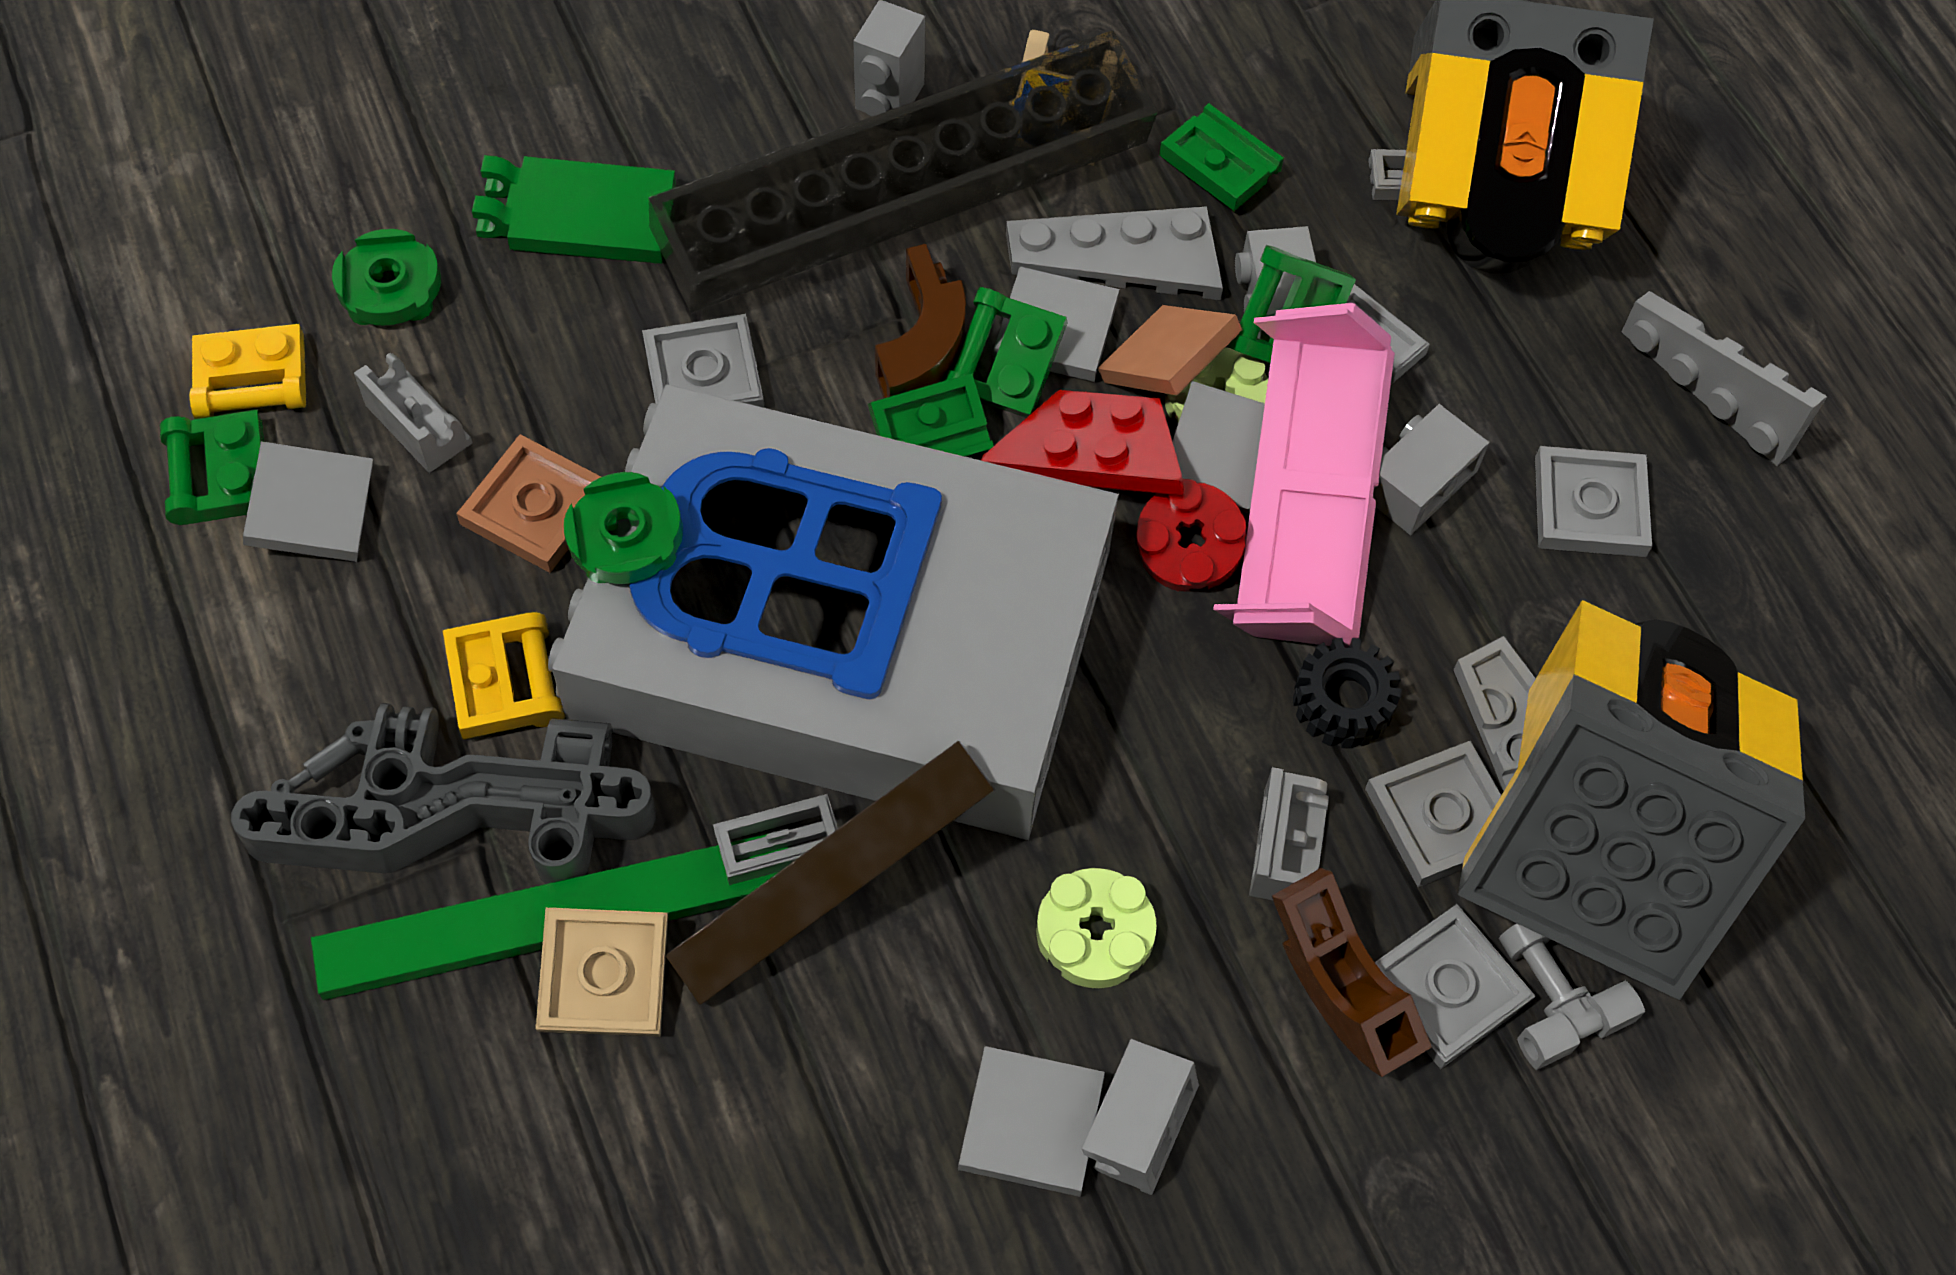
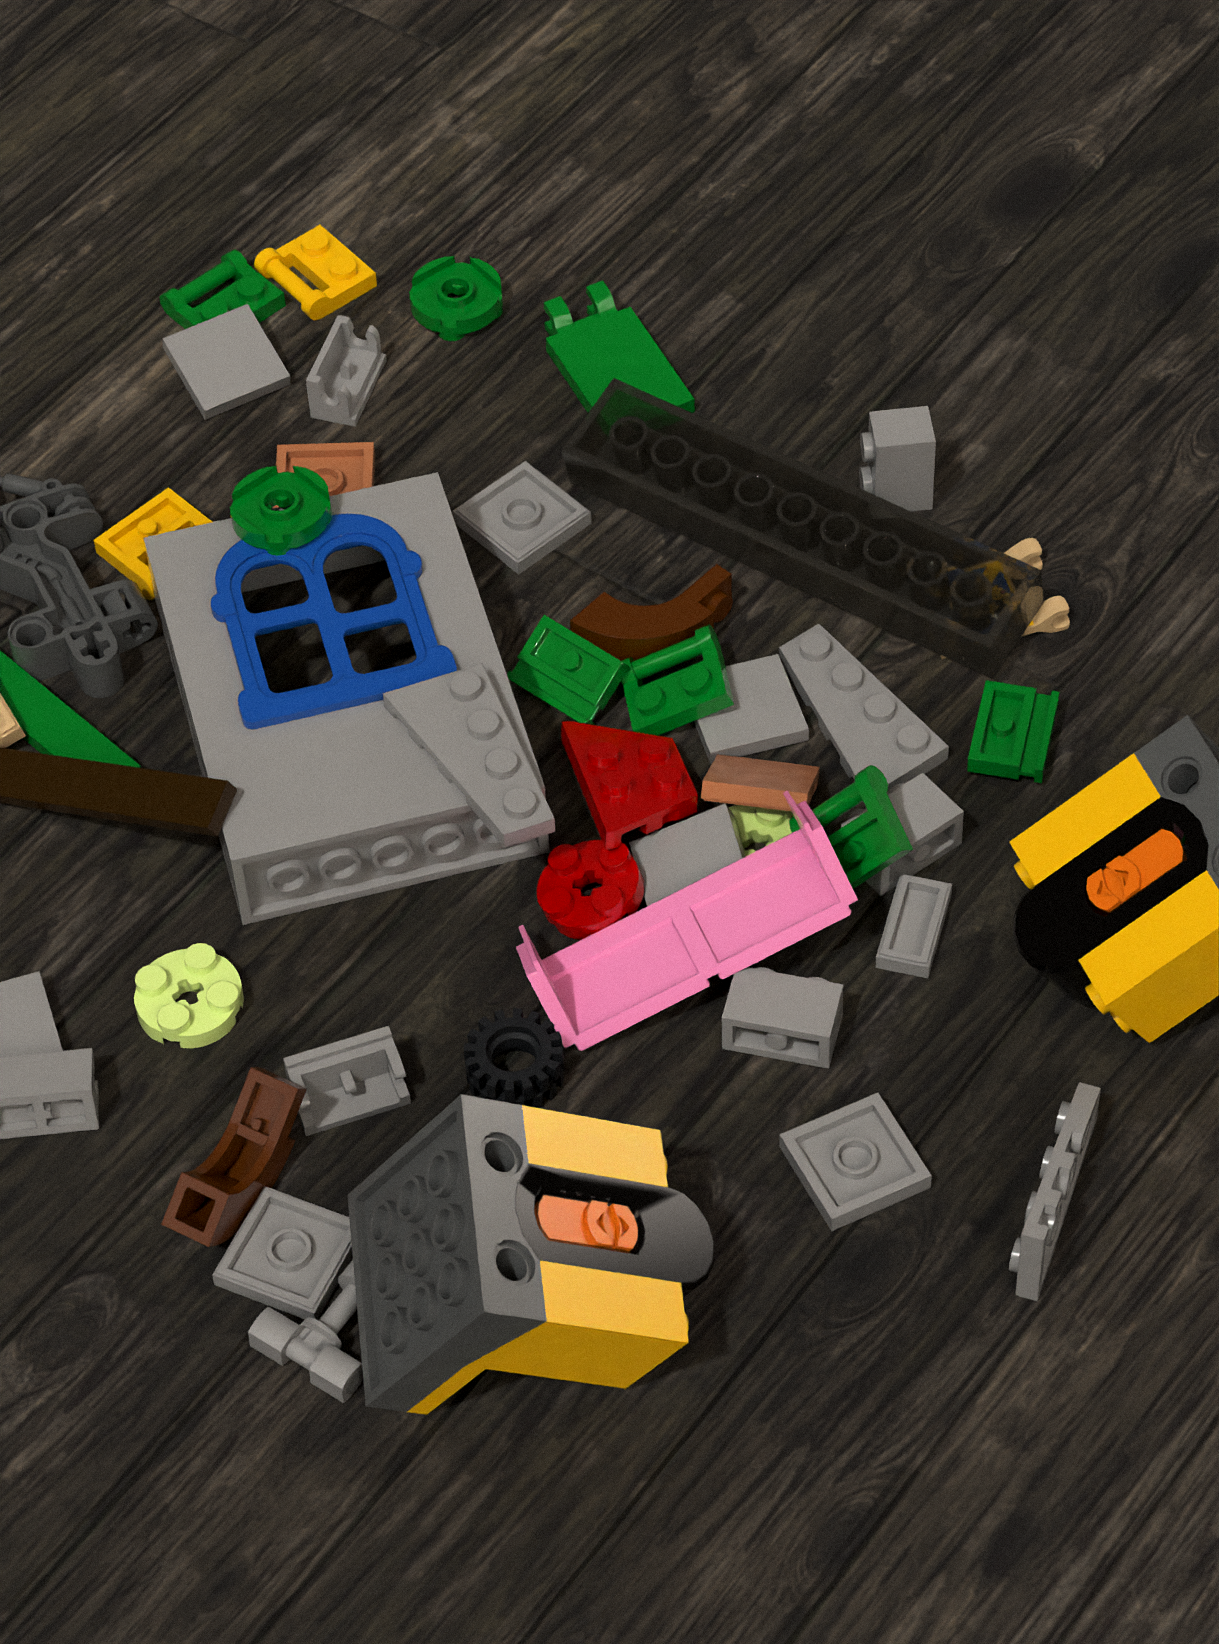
camera: 65 degrees right, 10 degrees down
(769, 819) = (82, 748): light grey tile -> none
(1023, 517) = (477, 749): none -> light grey wing

